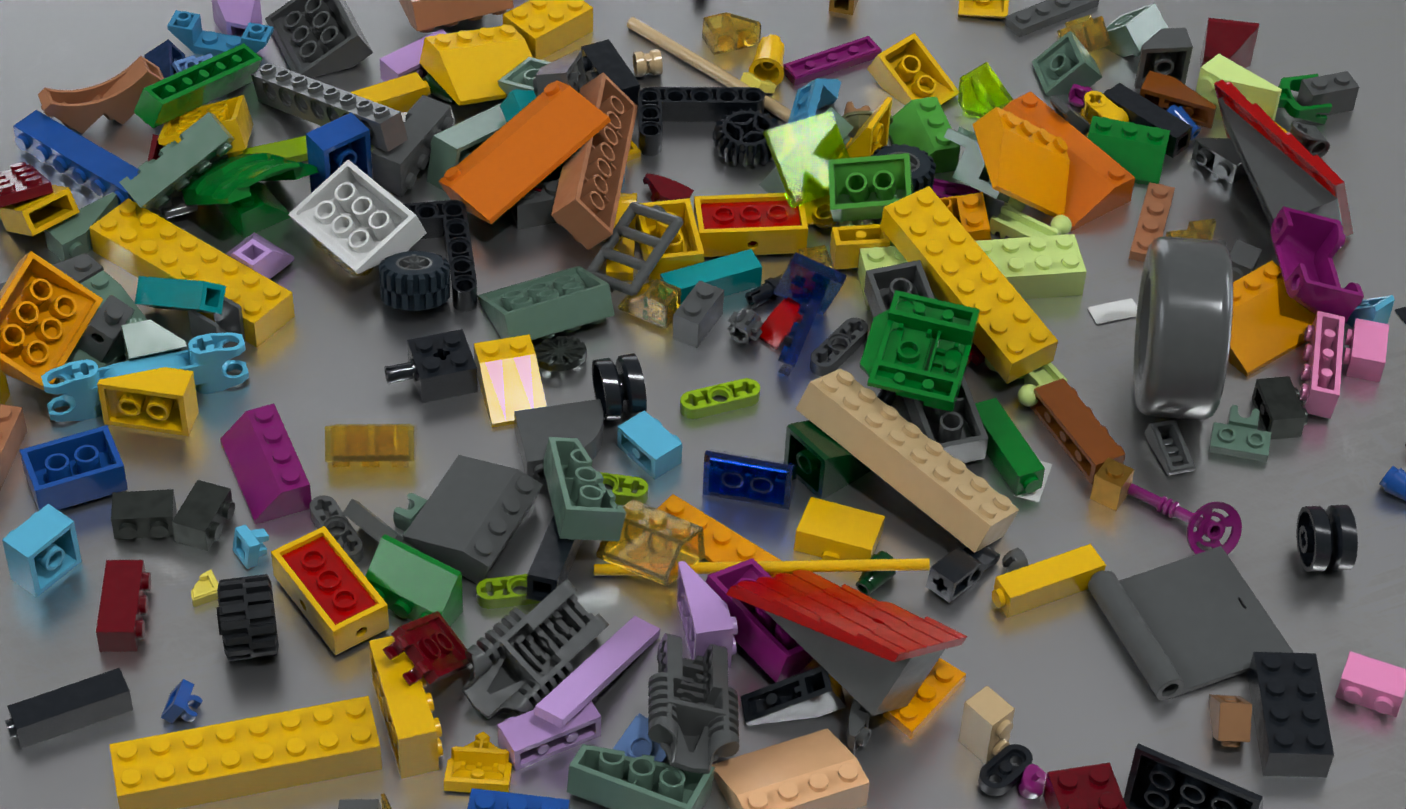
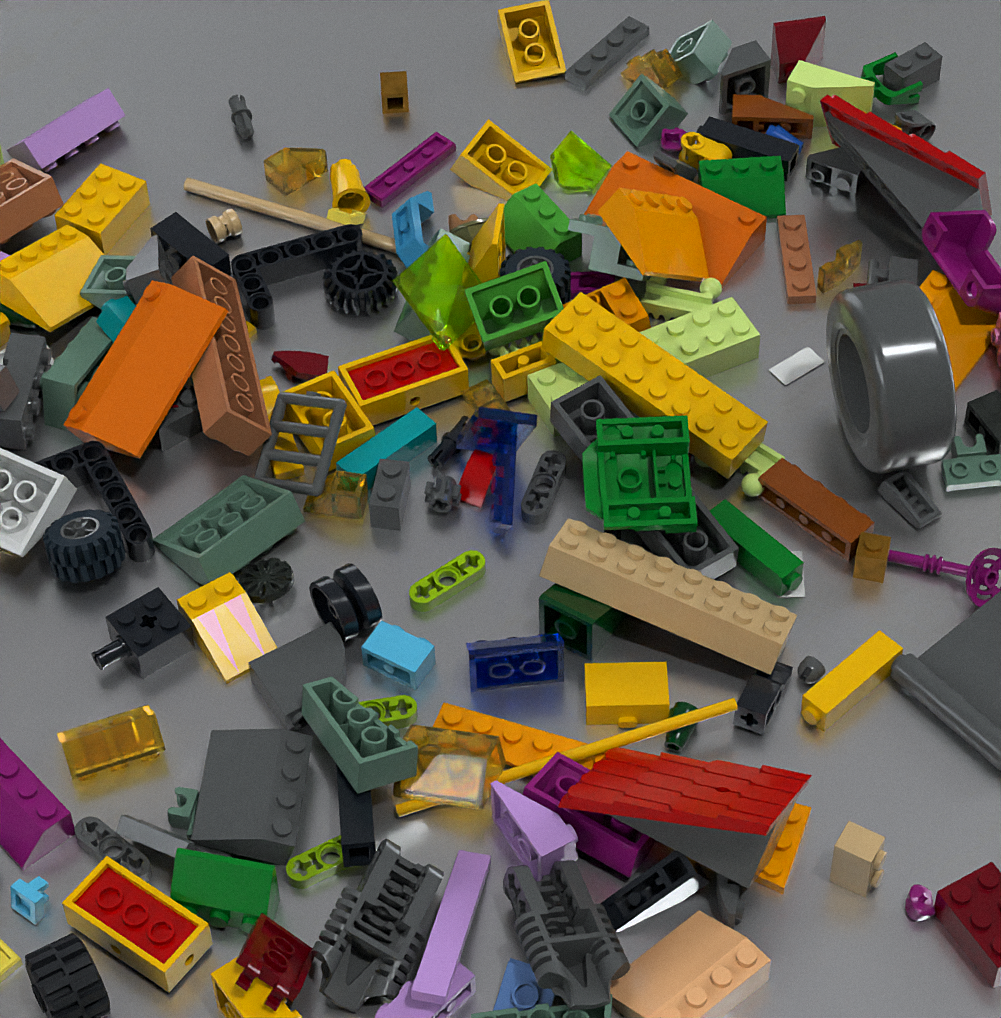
camera: 15 degrees left, 5 degrees up
(1002, 771) = (887, 900): black plate -> none

